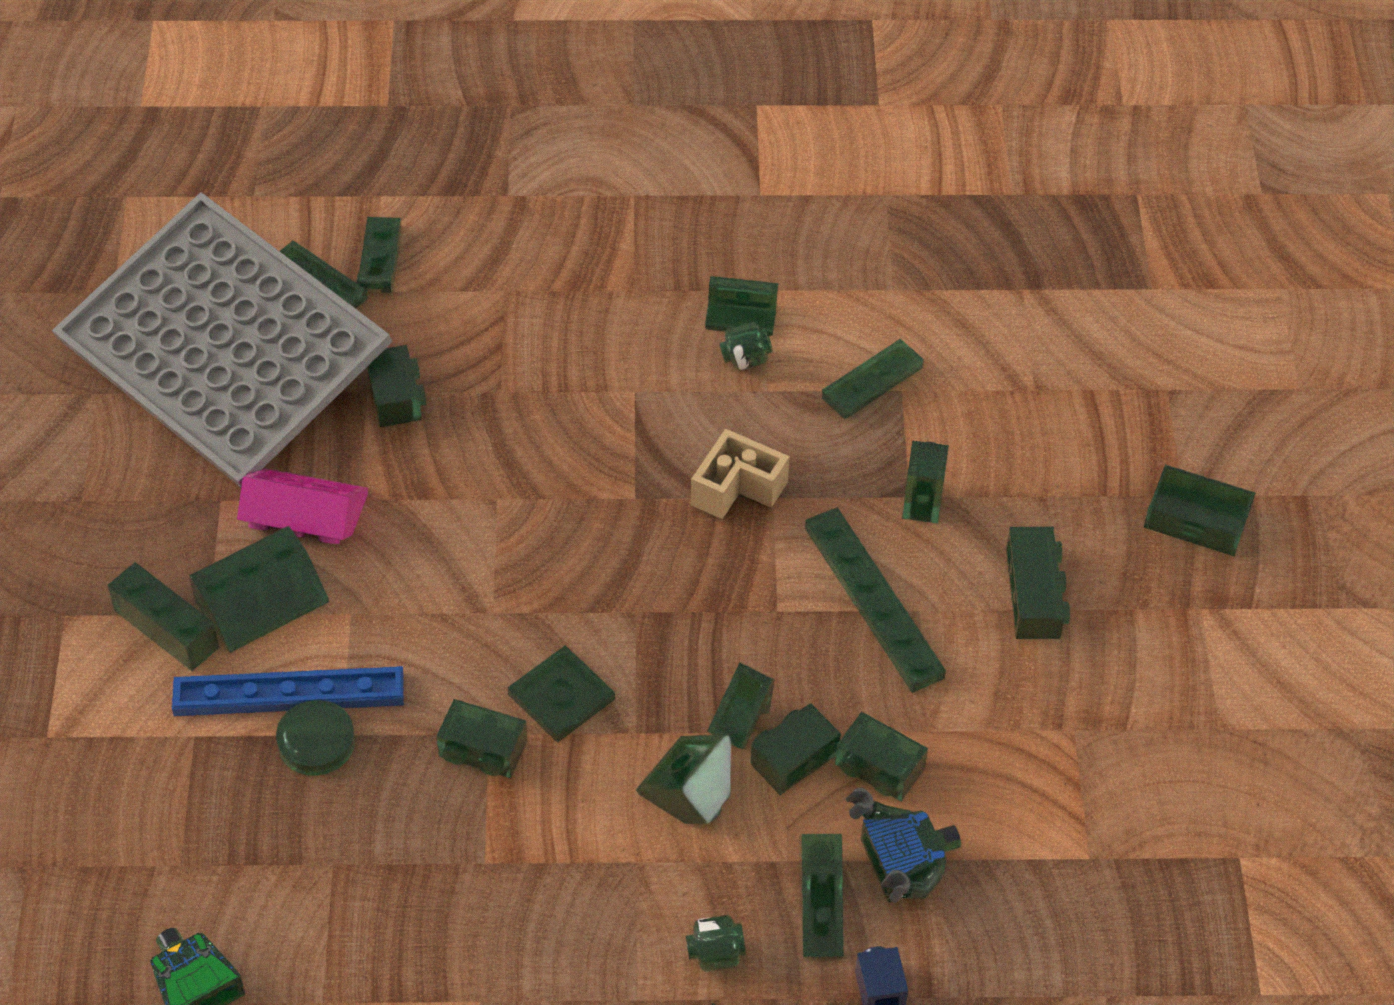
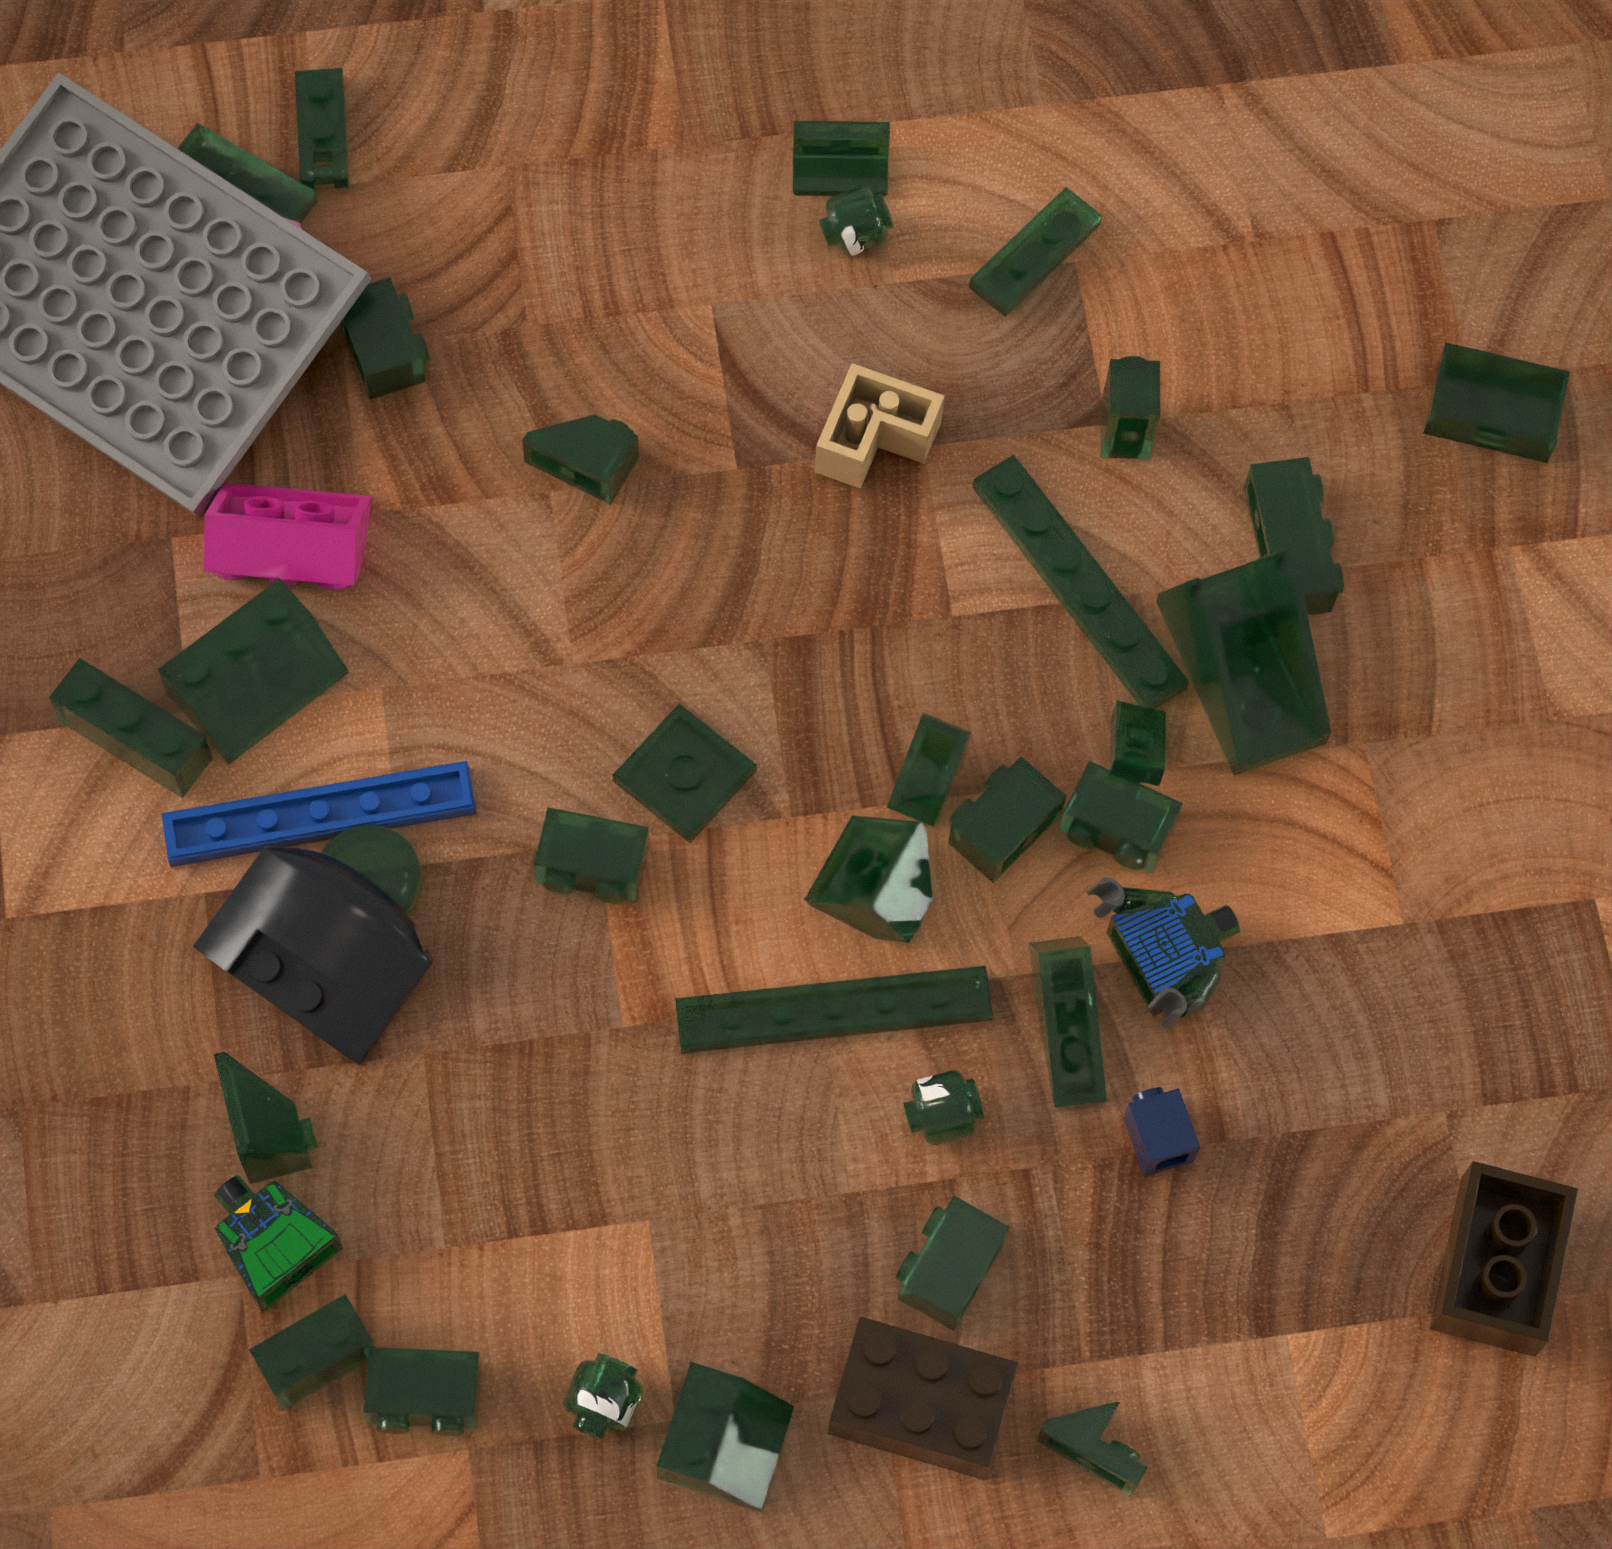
camera: 10 degrees left, 15 degrees up
(201, 892) = (263, 1123): none -> clear green slope
(269, 778) = (318, 946): none -> black slope
(525, 474) = (585, 454): none -> clear green slope
(645, 867) = (833, 1009): none -> clear green tile
(900, 706) = (1137, 743): none -> clear green plate
(993, 659) = (1251, 660): none -> clear green ladder

